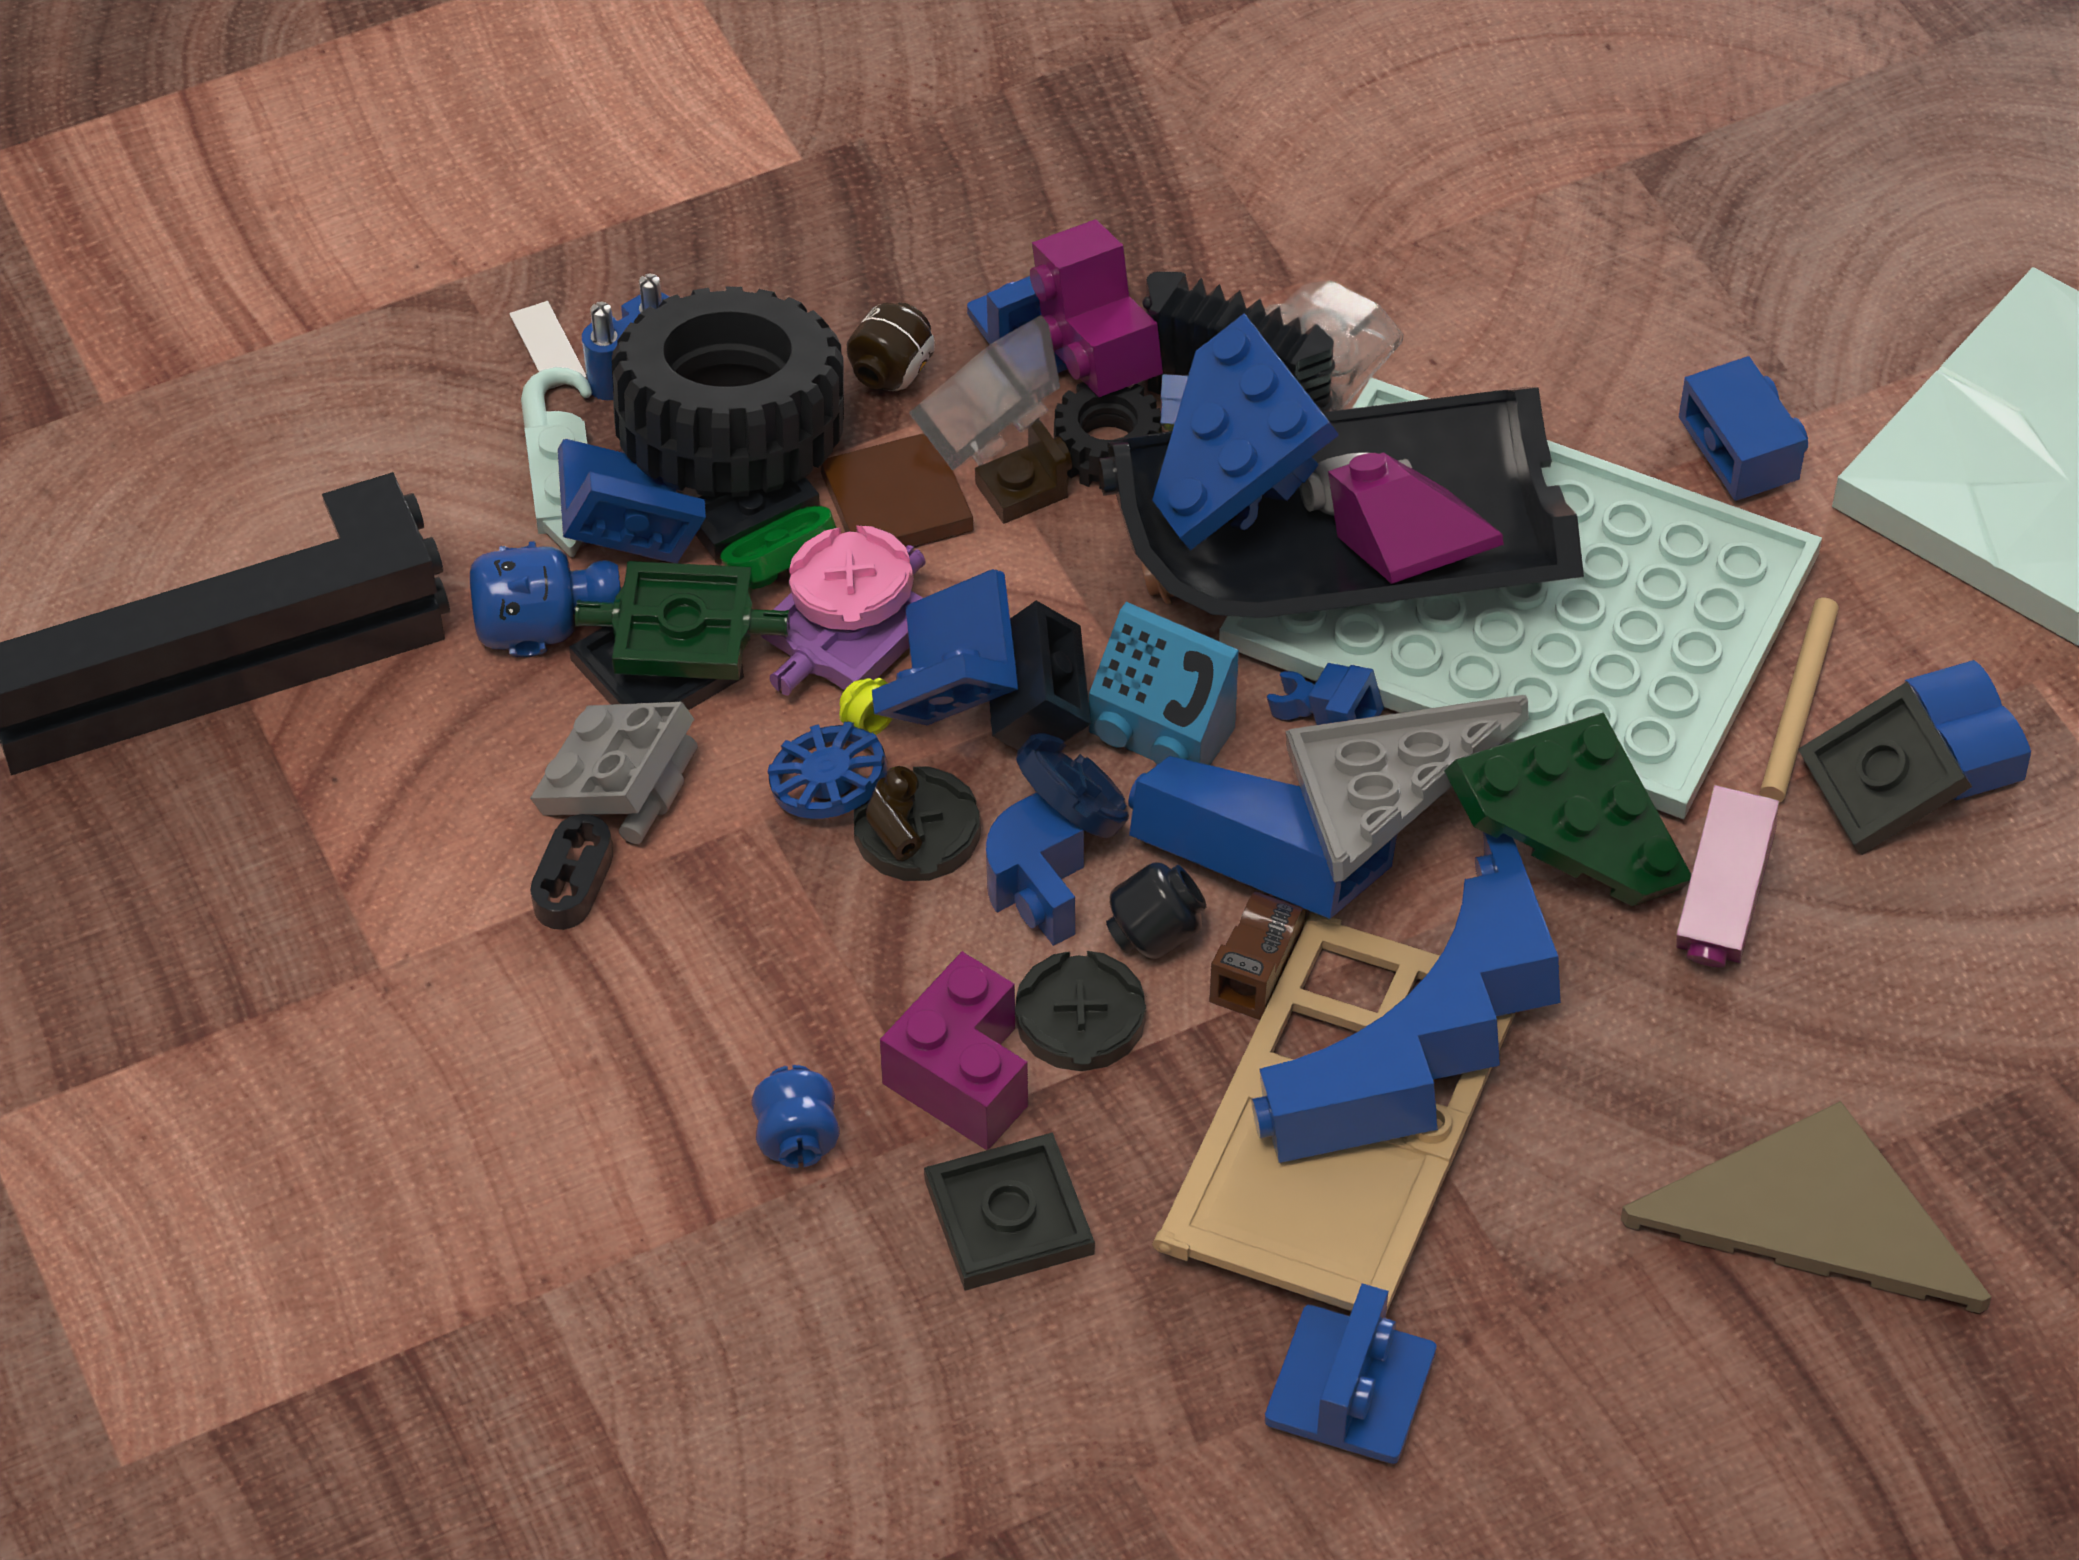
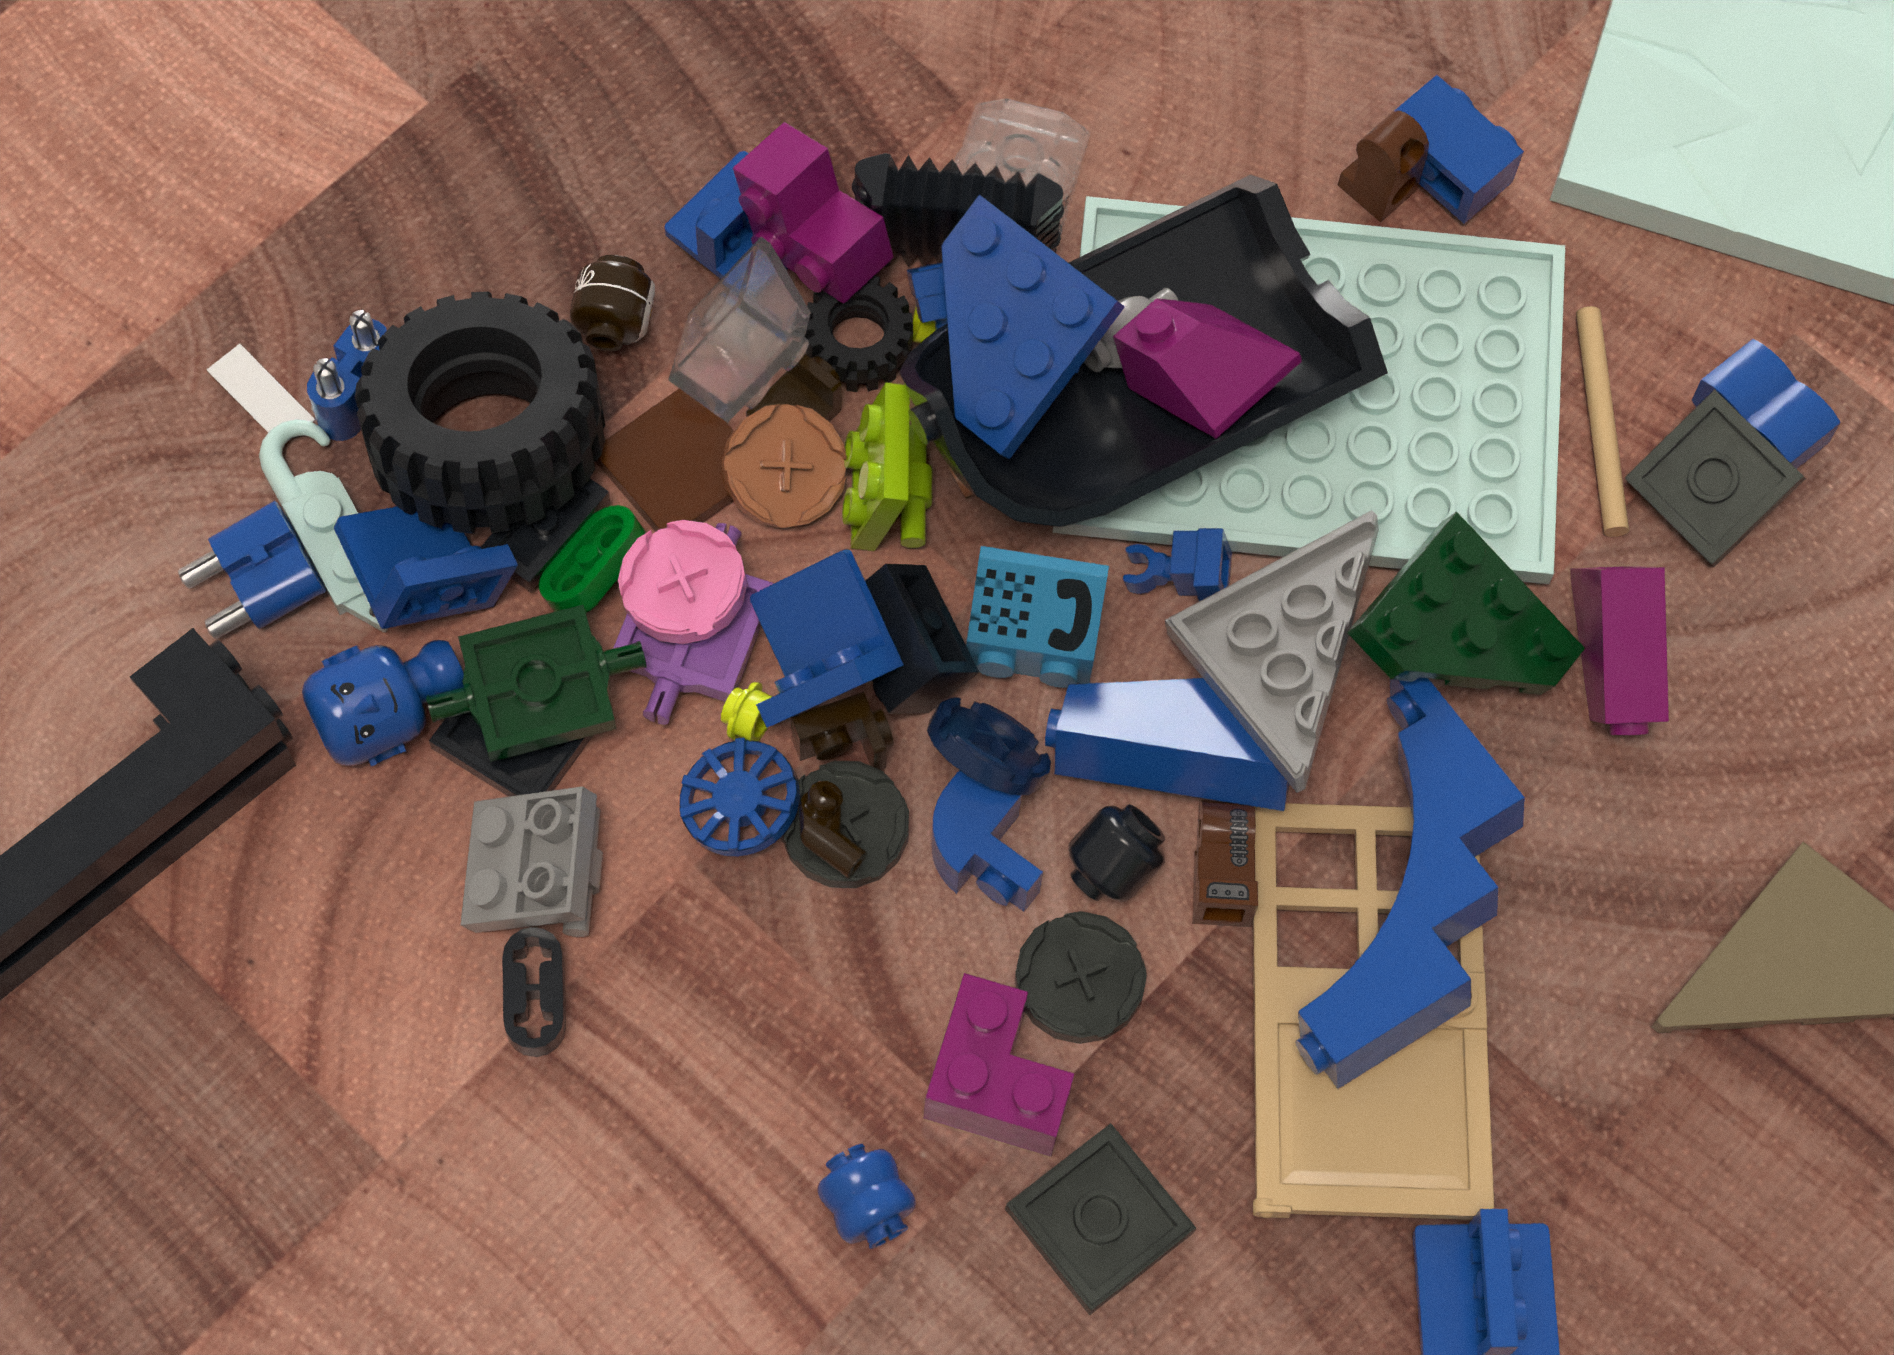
camera: 25 degrees left, 15 degrees up
(485, 475) = (264, 570): none -> blue piece
(942, 738) = (835, 726): none -> dark brown bracket
(989, 517) = (784, 466): none -> nougat tile
(1073, 554) = (887, 473): none -> lime plate
(1672, 415) = (1387, 165): none -> reddish brown leg

